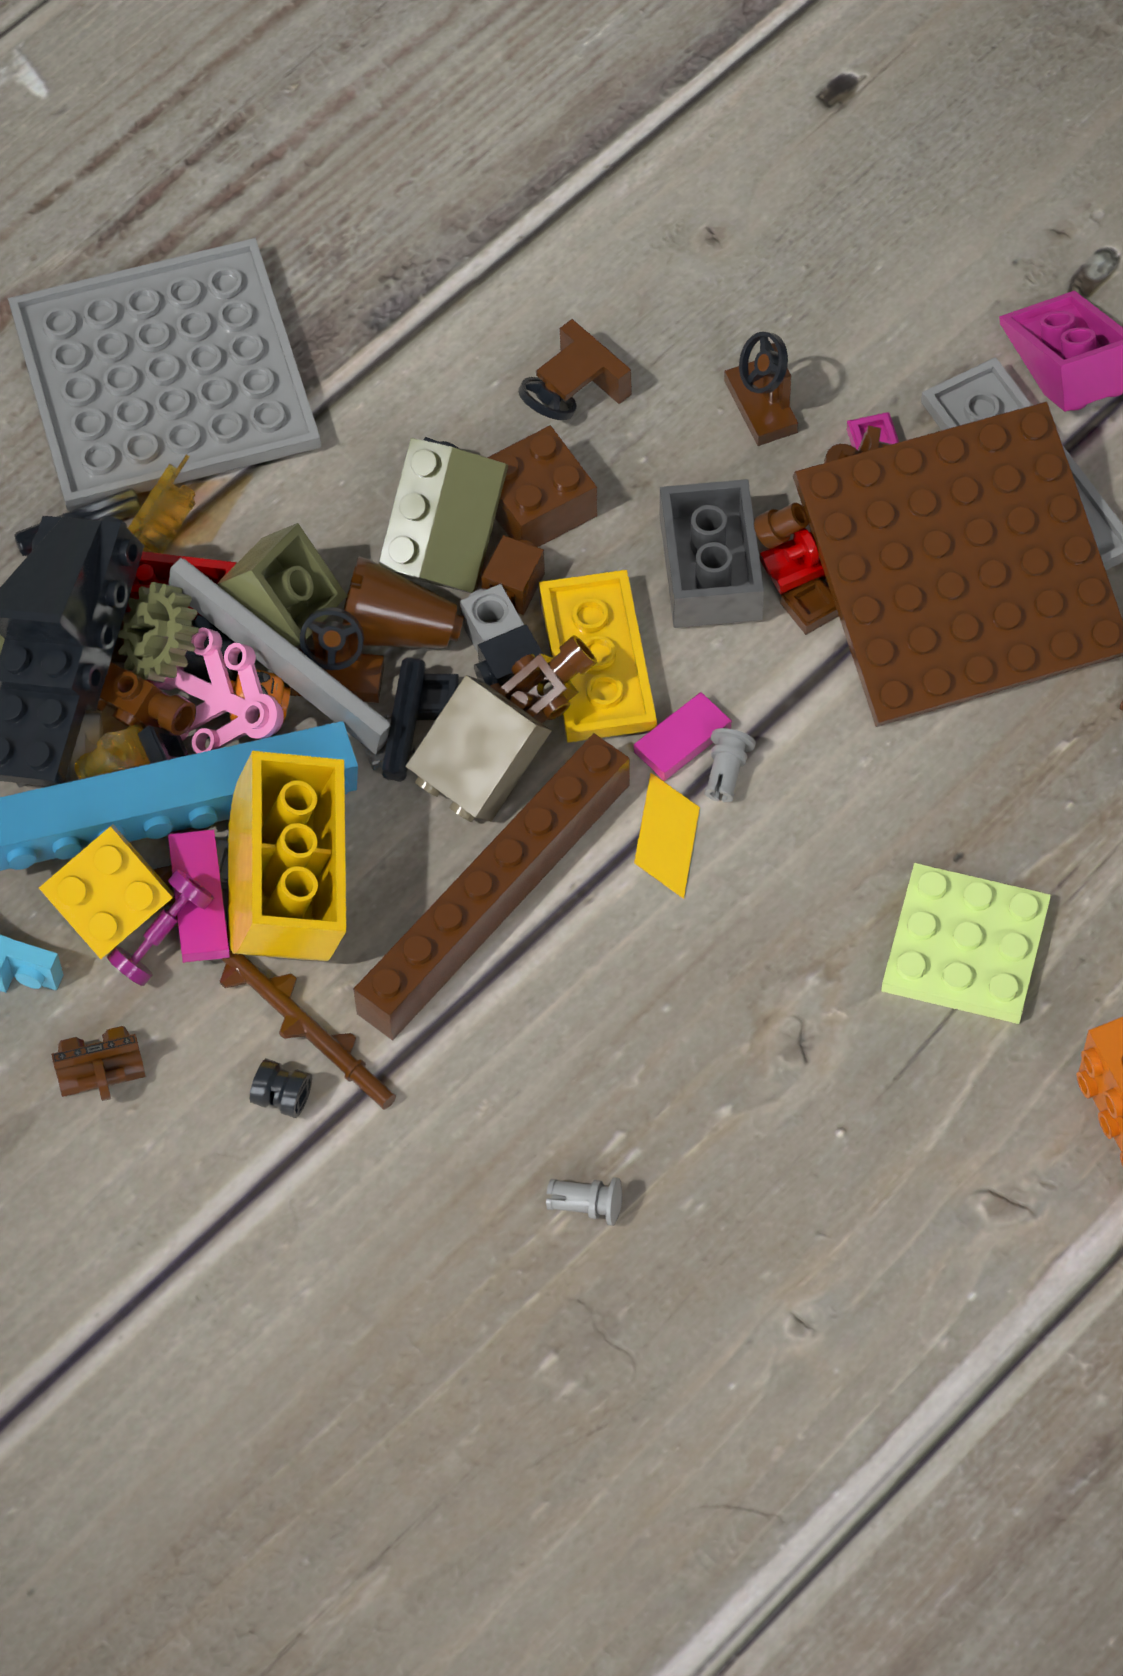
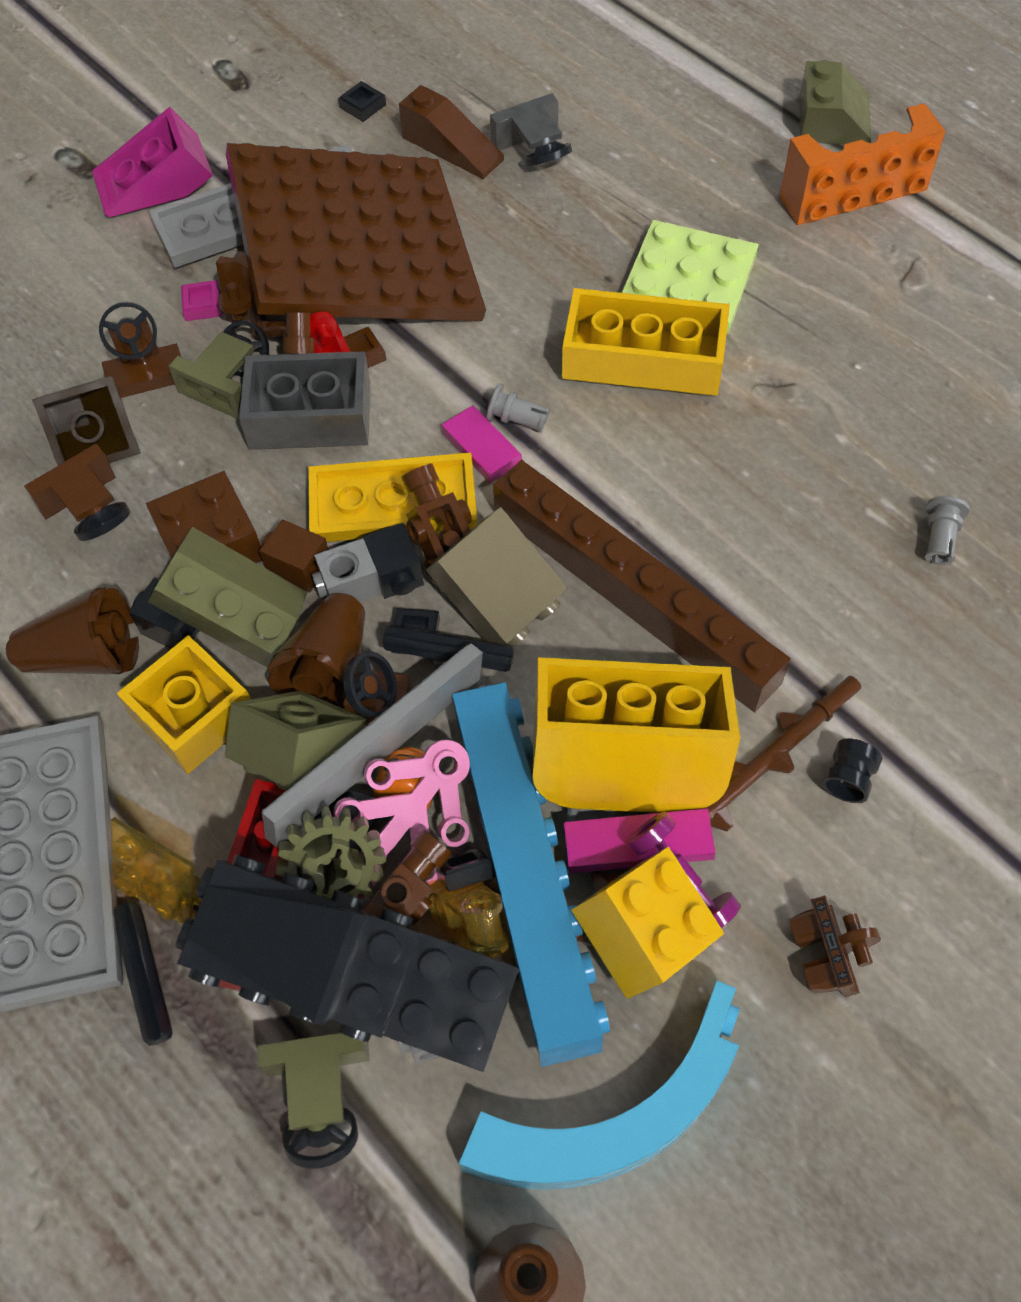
camera: 85 degrees left, 0 degrees up
(332, 501) = (184, 703): none -> yellow brick
(399, 406) = (78, 638): none -> reddish brown cone
(667, 354) = (86, 417): none -> dark brown slope
(667, 835) = (579, 463): yellow sticker -> none
(759, 463) = (210, 376): none -> olive piece
(827, 882) = (645, 341): none -> yellow brick

